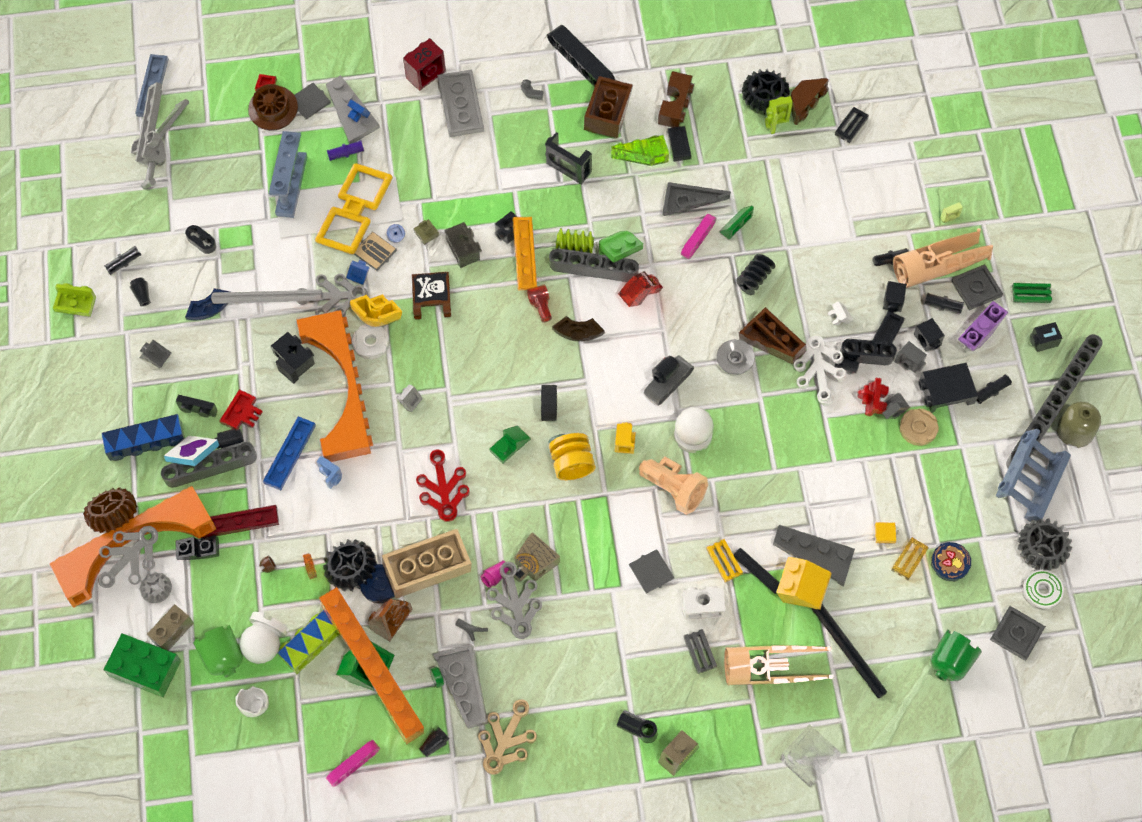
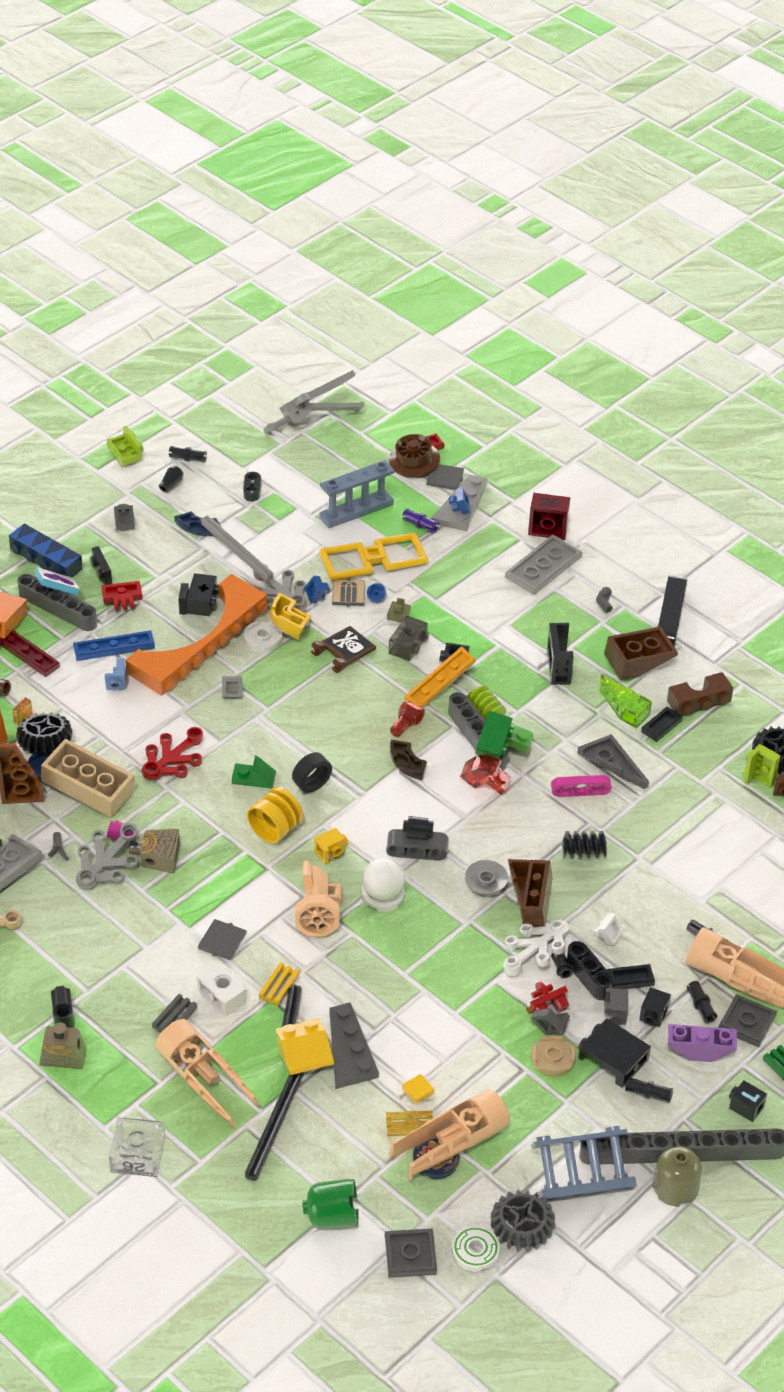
camera: 50 degrees right, 20 degrees down
(154, 73) = (361, 382): sand blue tile -> none
(229, 438) = (92, 598): black brick -> none
(625, 259) = (494, 735): none -> green brick
(737, 222) = (625, 806): green slope -> none
(894, 296) = (667, 959): black brick -> none
(949, 506) = (456, 1130): none -> light nougat piece

